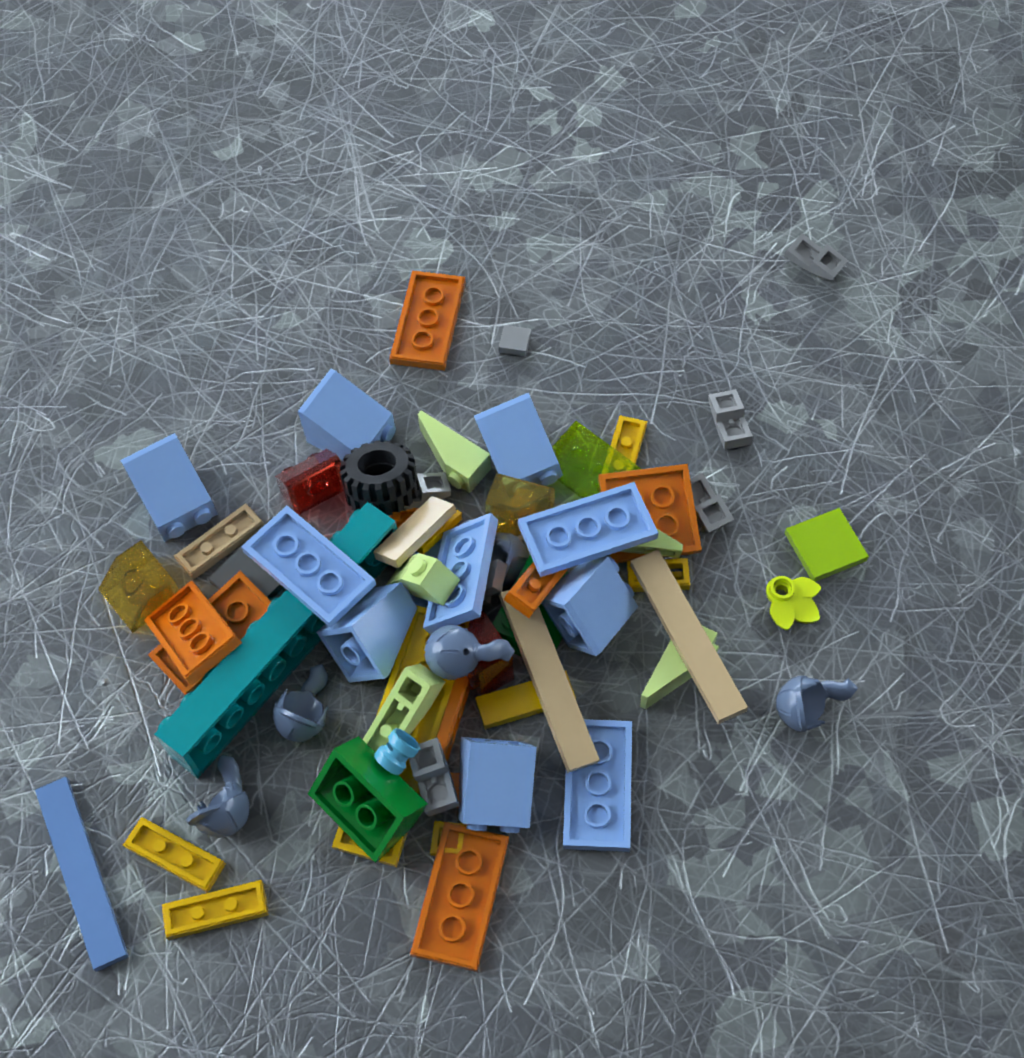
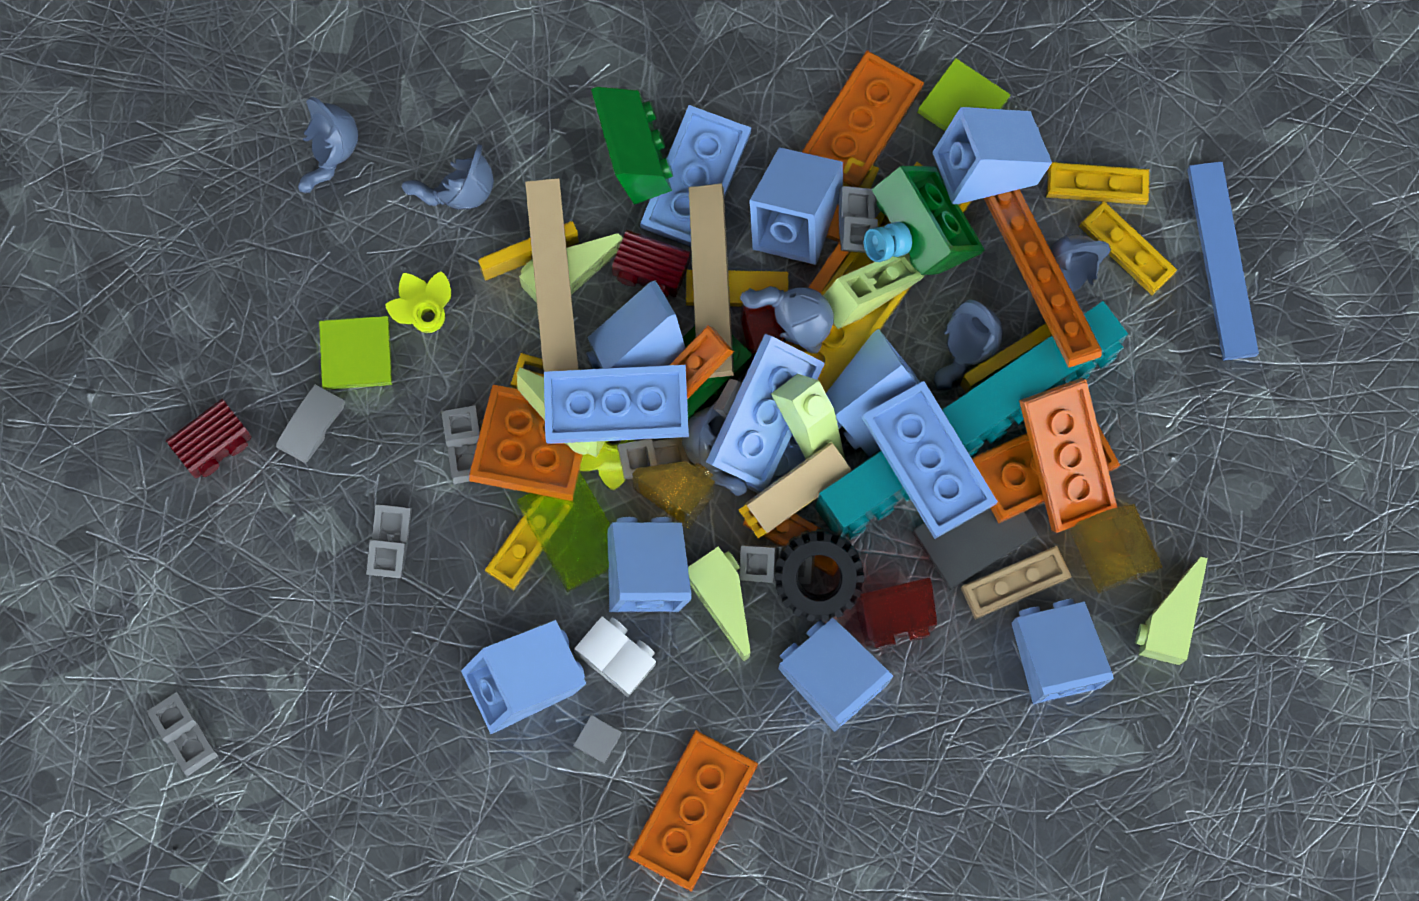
camera: 170 degrees left, 15 degrees up
(82, 548) = (1170, 626): none -> yellowish green slope
(262, 712) = (1004, 358): none -> yellow tile
(263, 795) = (1044, 278): none -> orange tile
(320, 881) = (990, 153): none -> light blue slope
(365, 948) = (960, 88): none -> lime tile
(515, 381) = (615, 655): none -> white brick
(584, 355) = (523, 675): none -> light blue slope
(609, 690) = (647, 260): none -> dark red brick
(668, 779) = (633, 142): none -> green slope
(730, 657) = (518, 255): none -> yellow tile
(833, 479) = (309, 424): none -> light grey slope
(906, 440) = (209, 440): none -> dark red brick
(937, 706) = (333, 140): none -> sand blue piece

